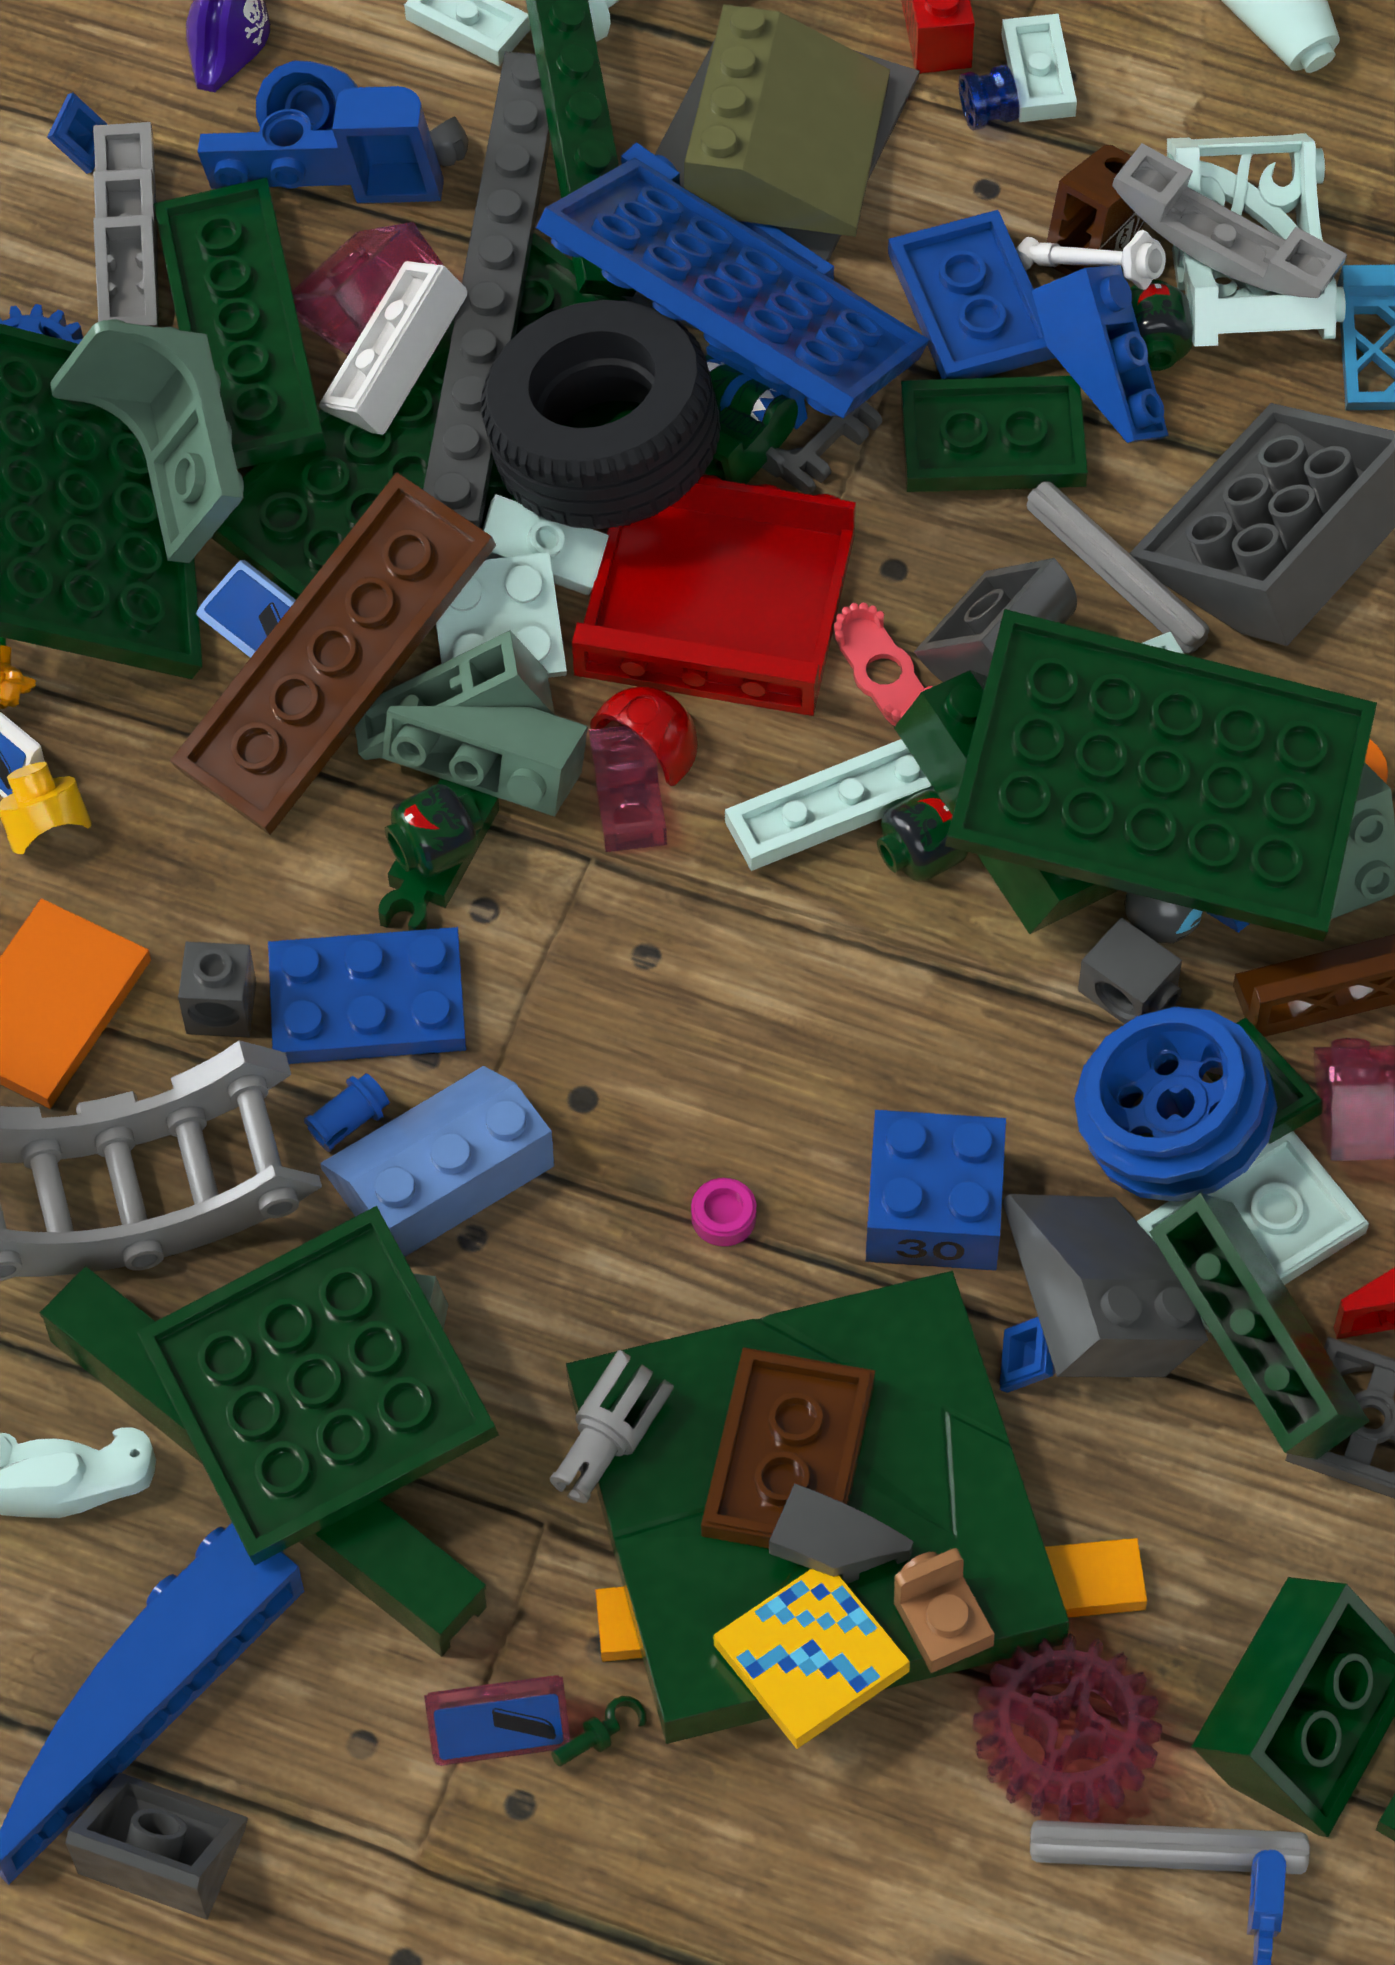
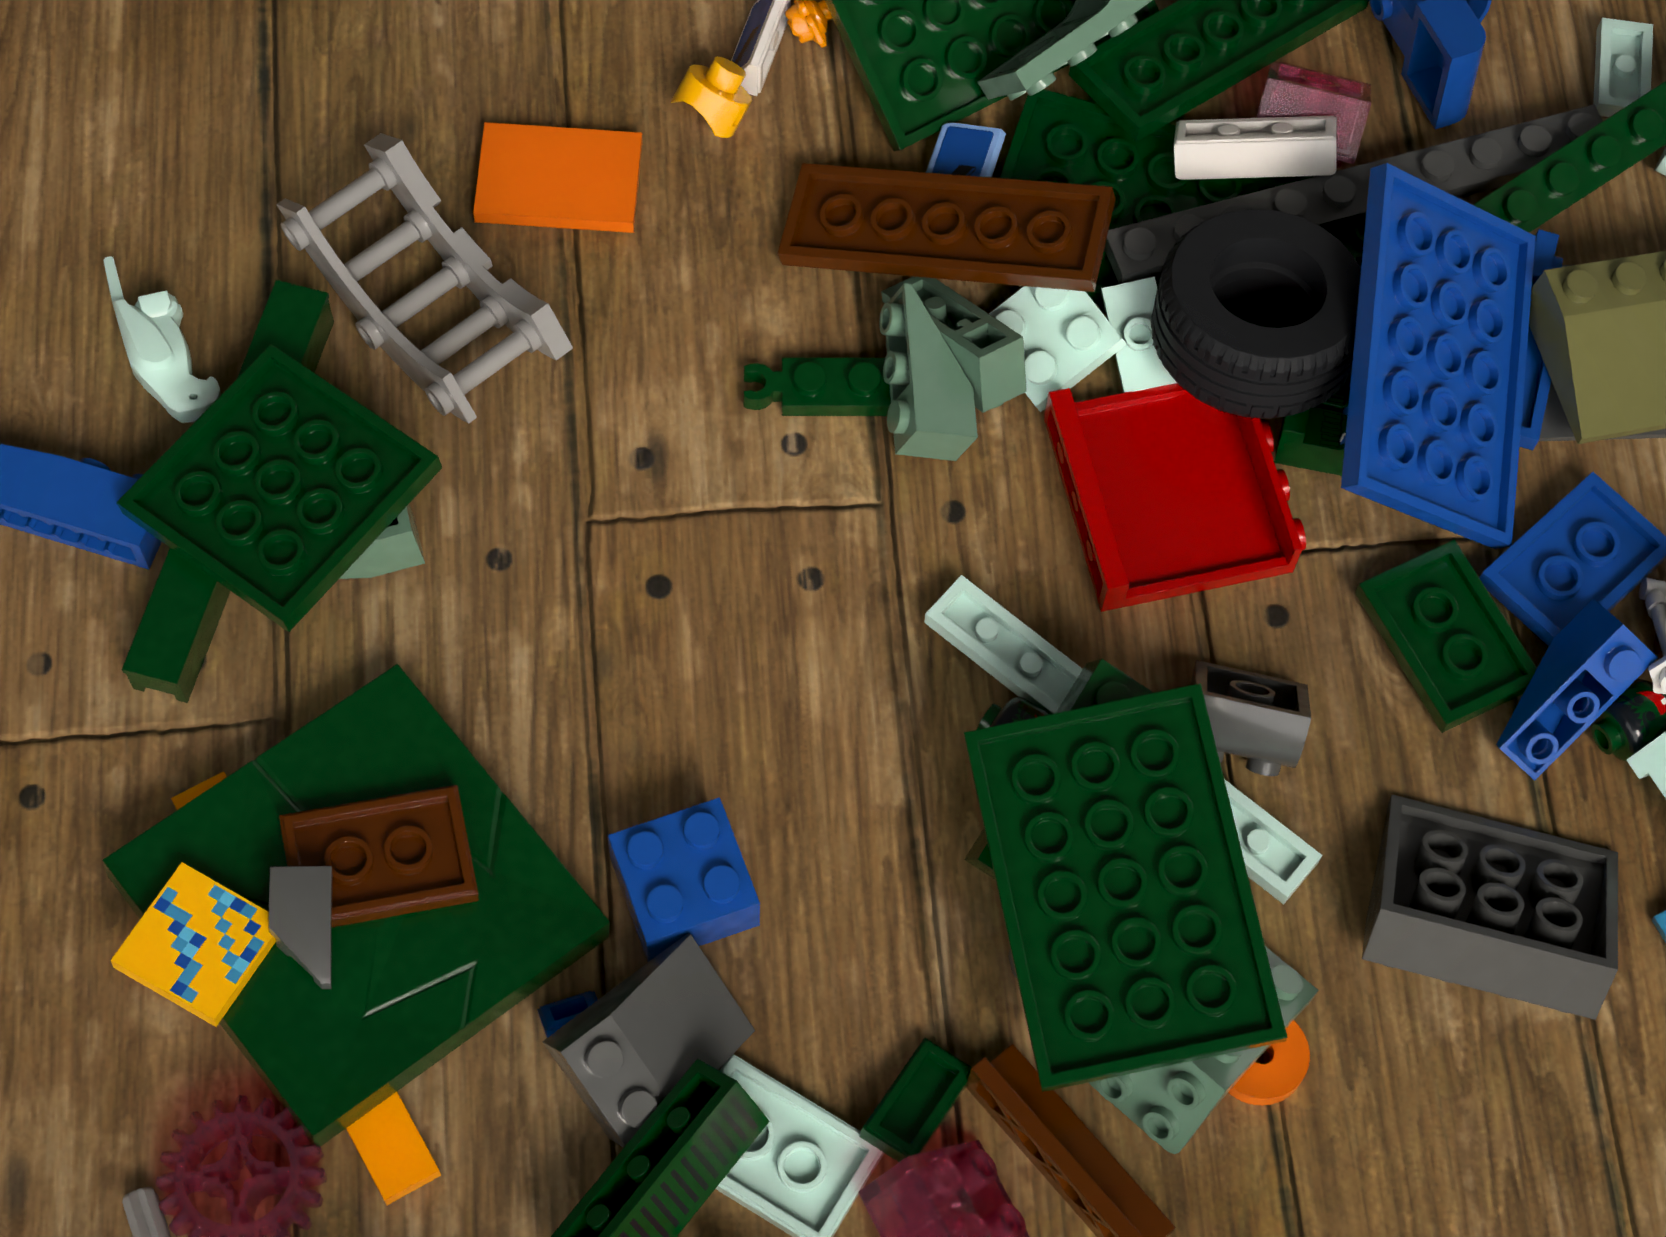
camera: 60 degrees right, 5 degrees up
(217, 989) = (616, 282): dark grey brick -> none
(347, 1111) = (559, 420): blue pin -> none
(367, 995) = (671, 392): blue plate -> none
(434, 830) = (820, 366): dark green head -> none
(445, 1158) = (543, 503): medium blue slope -> none
(449, 142) = (1491, 103): dark grey hinge -> none
(497, 1720) = (84, 749): slope -> none
(598, 1733) = (104, 824): dark green hand -> none
(605, 1431) = (331, 711): light grey arm -> none
(627, 790) = (954, 499): clear pink slope -> none
(659, 722) = (1014, 494): red helmet -> none
(723, 1212) = (601, 730): dark pink tile -> none
(794, 463) = (1342, 500): dark grey piece -> none
(864, 640) = (1191, 620): coral piece -> none
(941, 1609) = (274, 1028): medium nougat bracket -> none
(1117, 567) = (1372, 791): light grey axle -> none
(1130, 973) = (964, 957): dark grey brick -> none
(1198, 1128) = (843, 1064): blue wheel -> none

